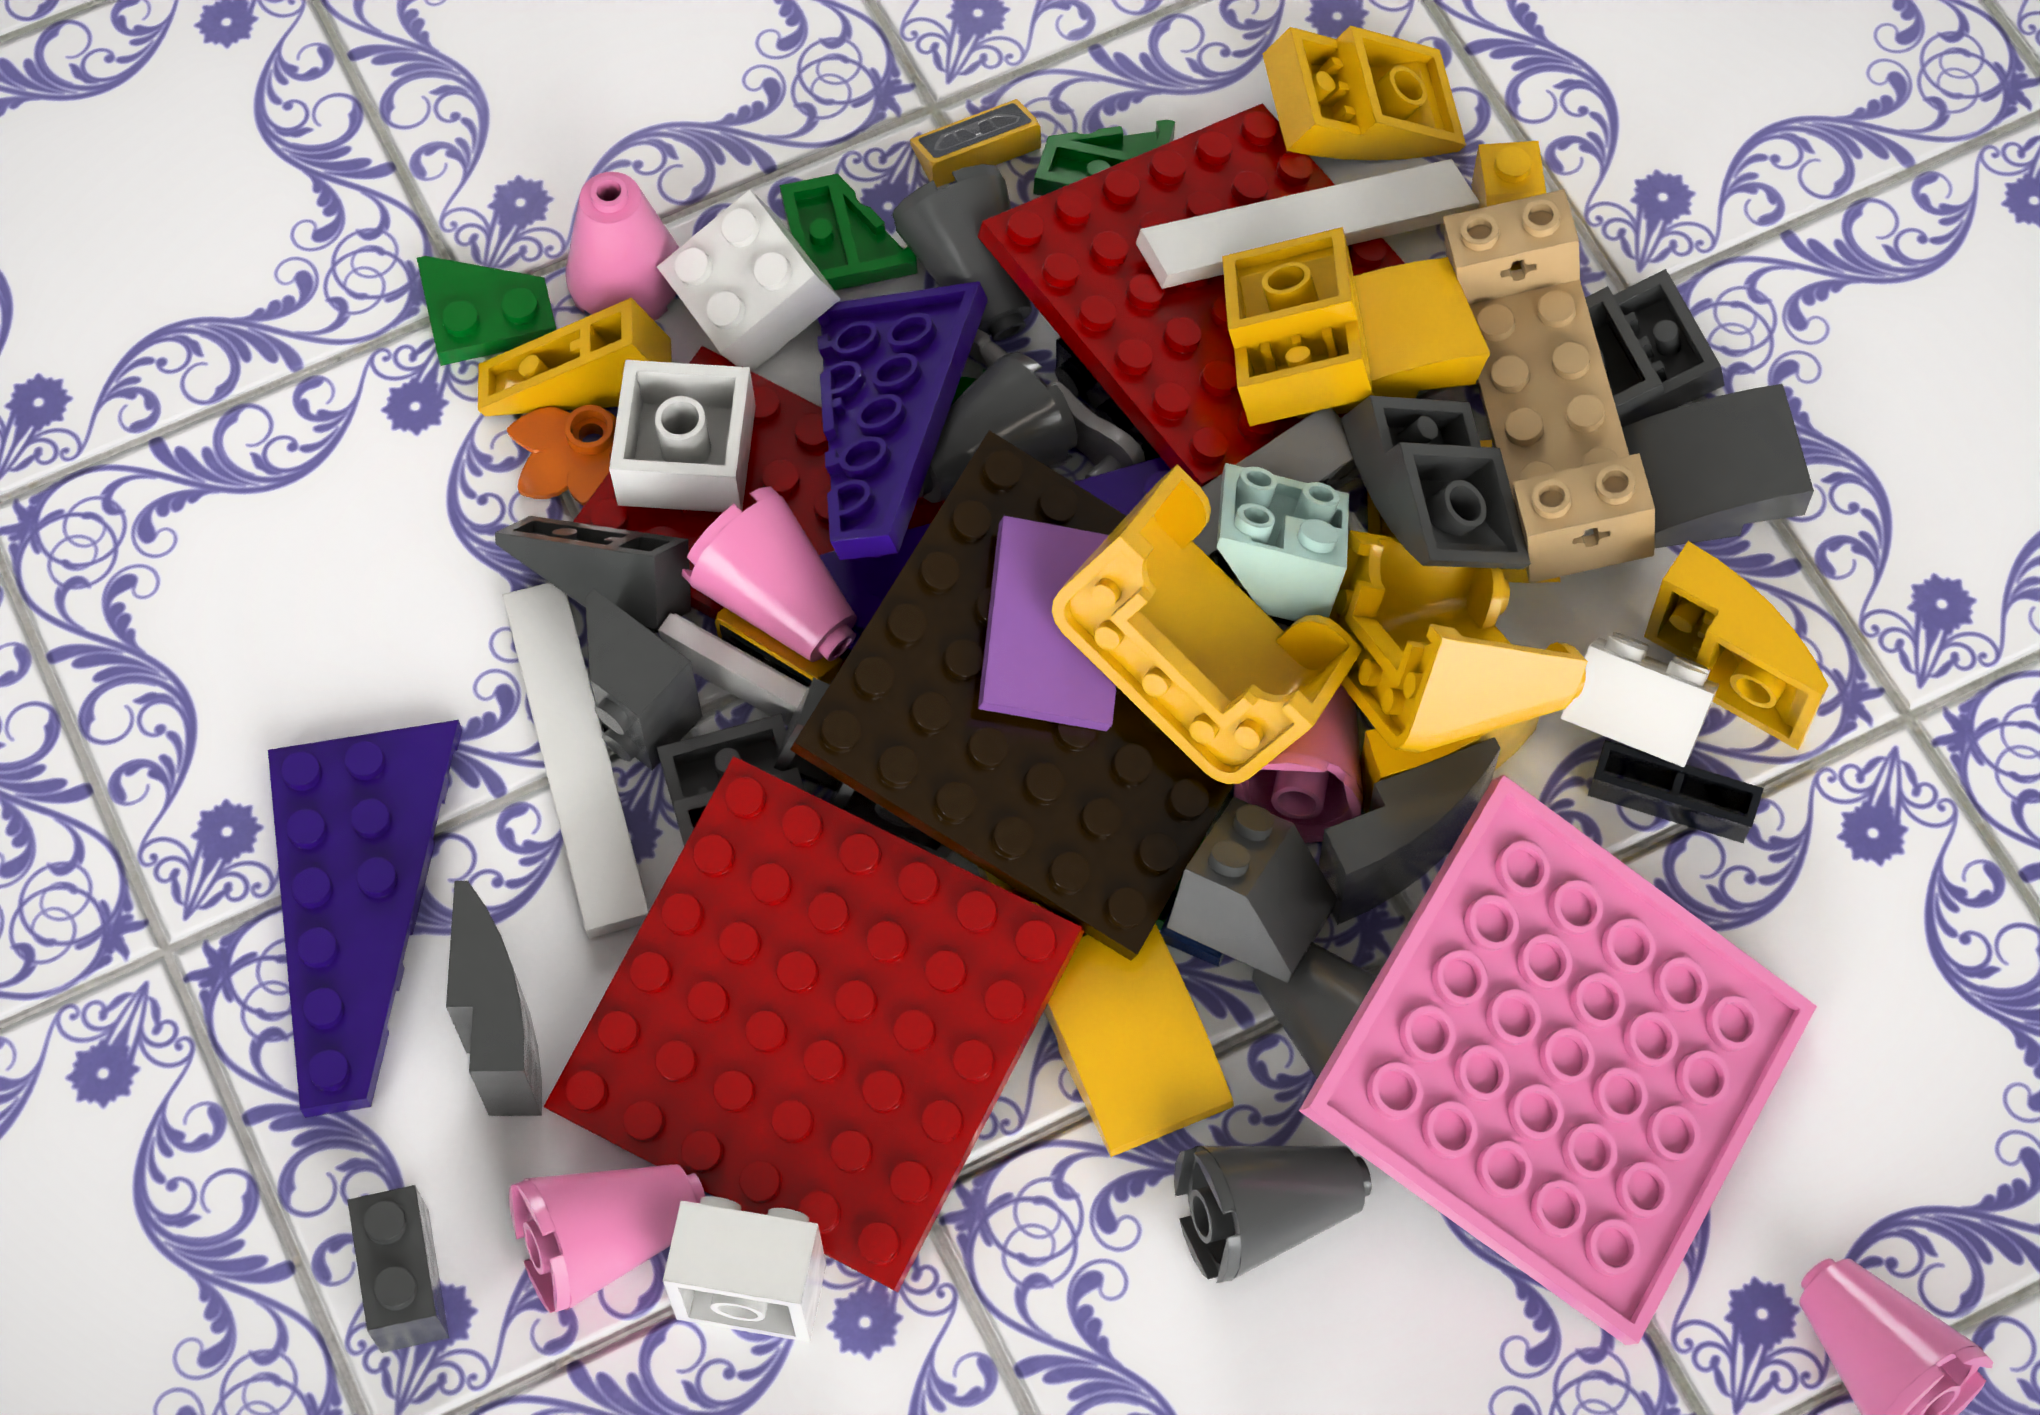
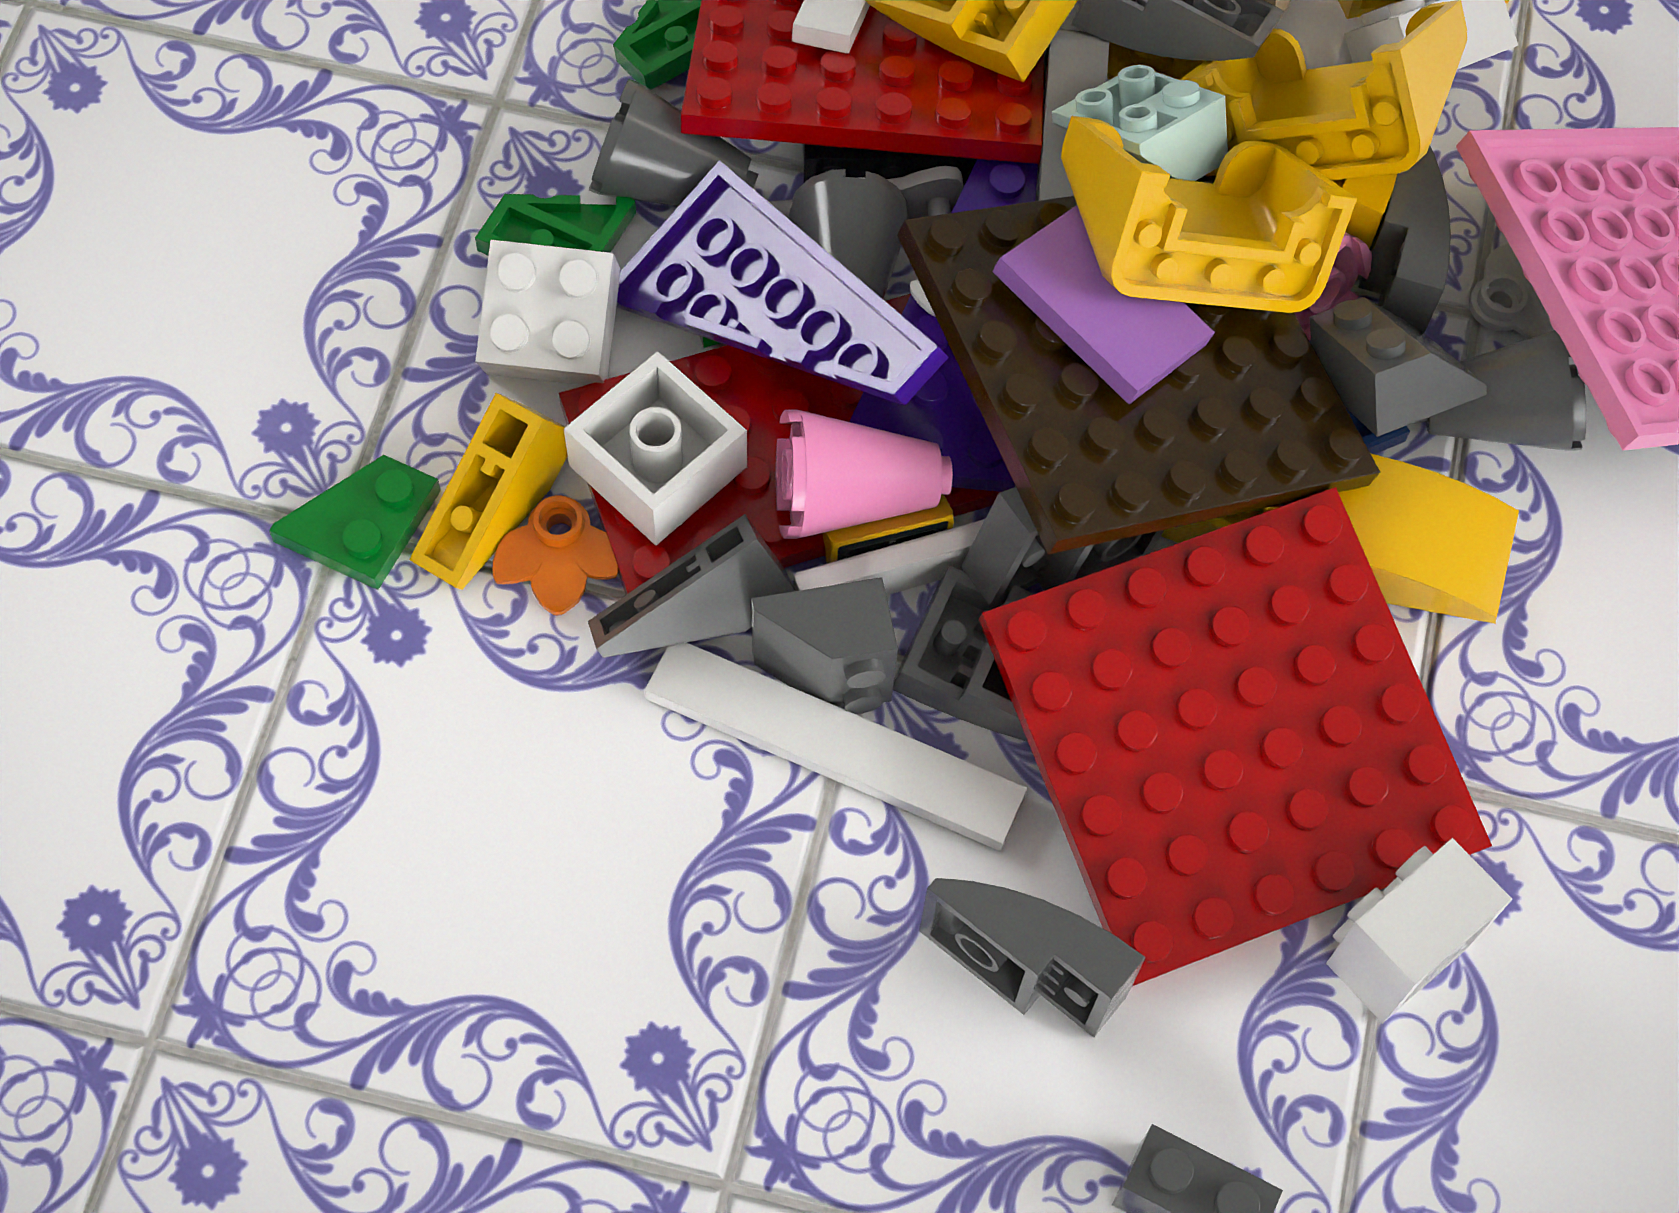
camera: 55 degrees left, 0 degrees up
(352, 874) = (783, 977): dark purple wing -> none
(596, 1226) = (1284, 1021): bright pink cone -> none
(618, 248) = (426, 383): bright pink cone -> none
(977, 140) = (562, 94): slope -> none
(1263, 1201) = (1619, 556): dark grey cone -> none
(1679, 780) = (1495, 79): black piece -> none

